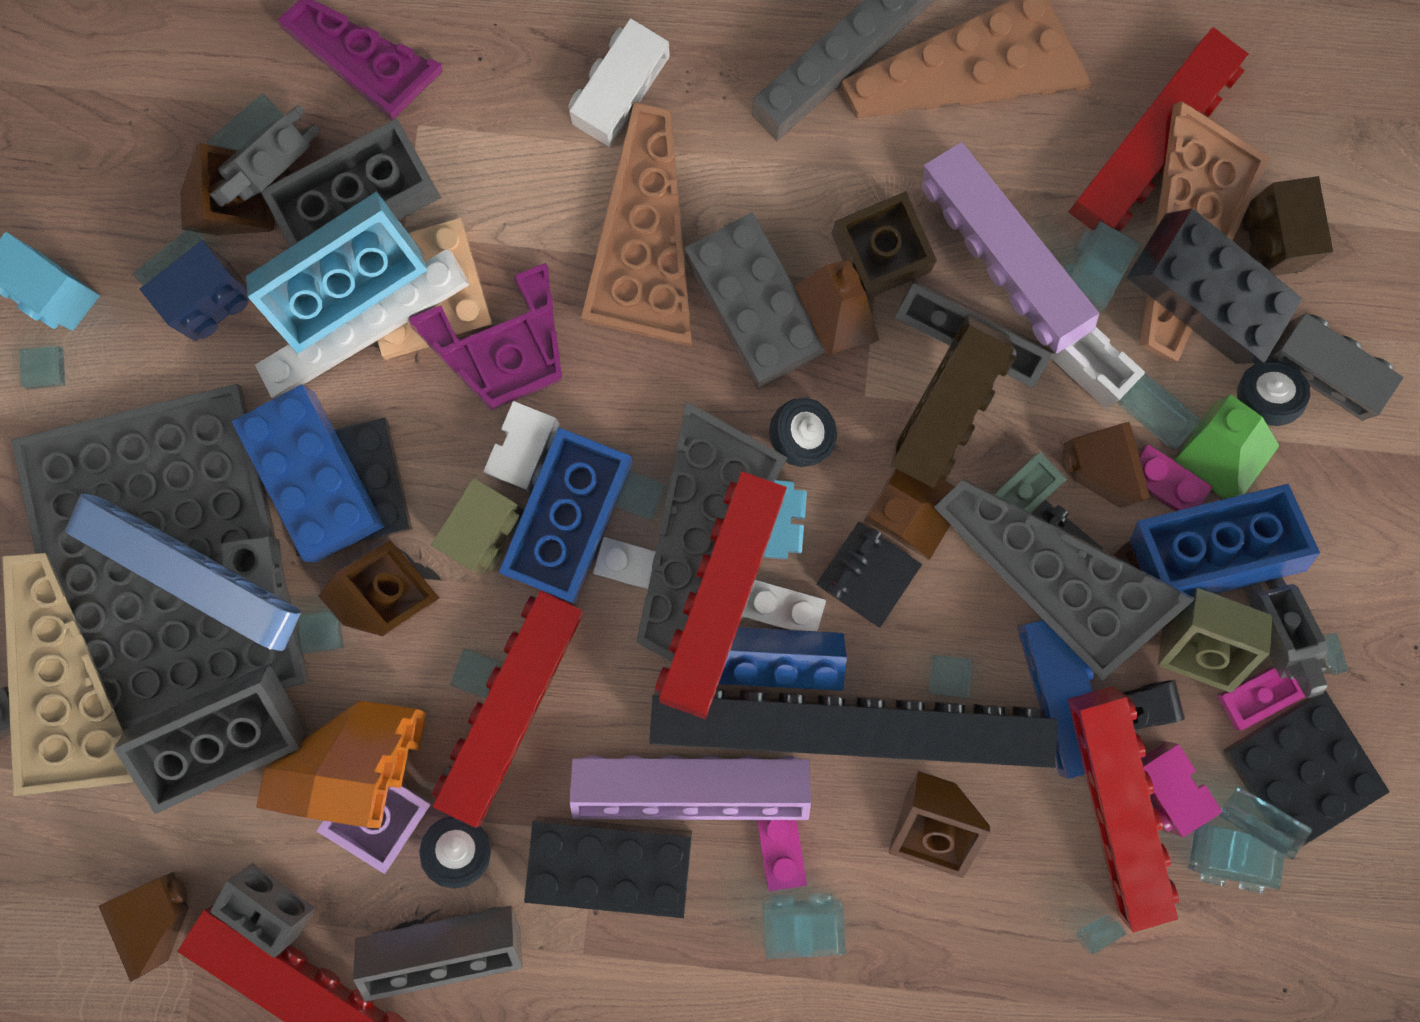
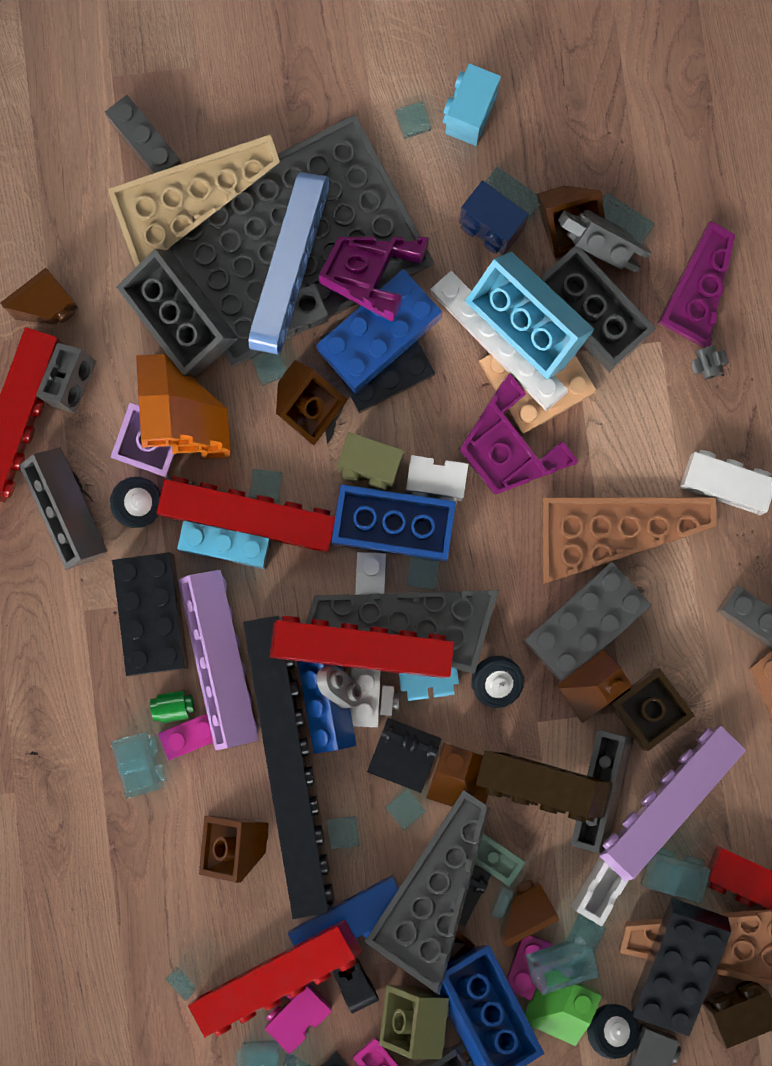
camera: 80 degrees right, 0 degrees up
(211, 479) = (359, 264): none -> magenta wing
(459, 67) = (709, 362): none -> dark grey gear
(540, 746) = (224, 544): none -> medium azure arch
(737, 864) = (171, 706): none -> green brick
(764, 637) = (338, 687): none -> light grey plate
(795, 577) = (389, 700): none -> light grey plate
(938, 589) = (405, 809): none -> clear light blue tile
(1083, 494) = (501, 902): none -> clear light blue tile
(1183, 434) = (562, 965): none -> clear light blue brick

